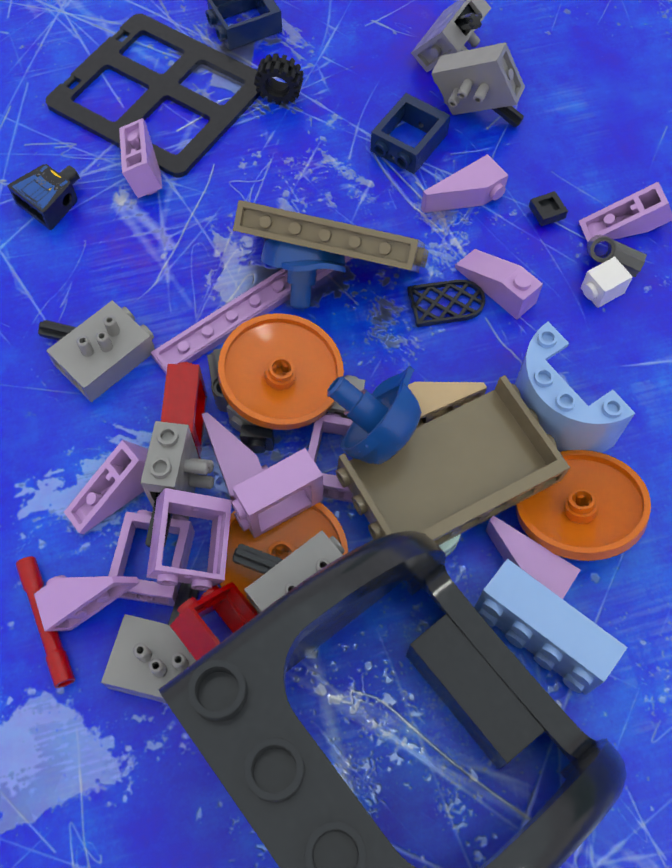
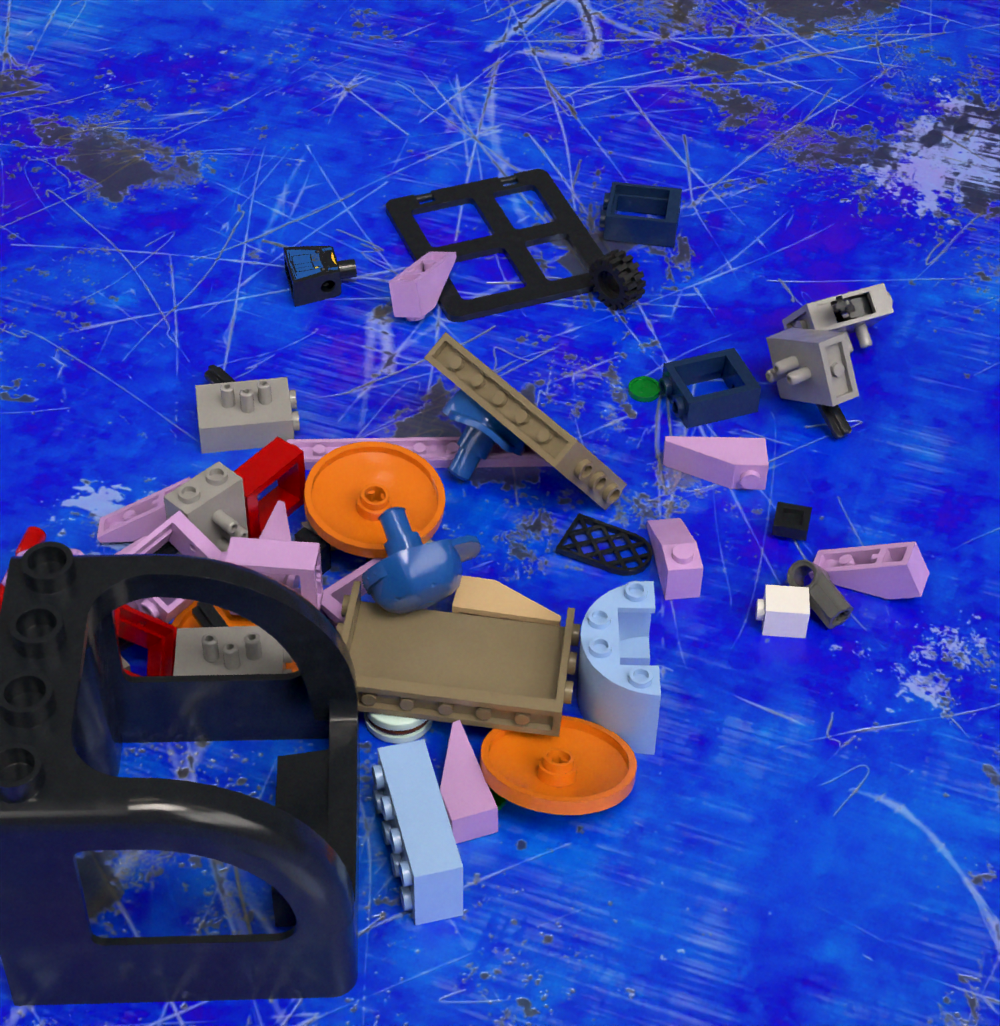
camera: 35 degrees right, 20 degrees down
(361, 158) = (644, 389): none -> green piece

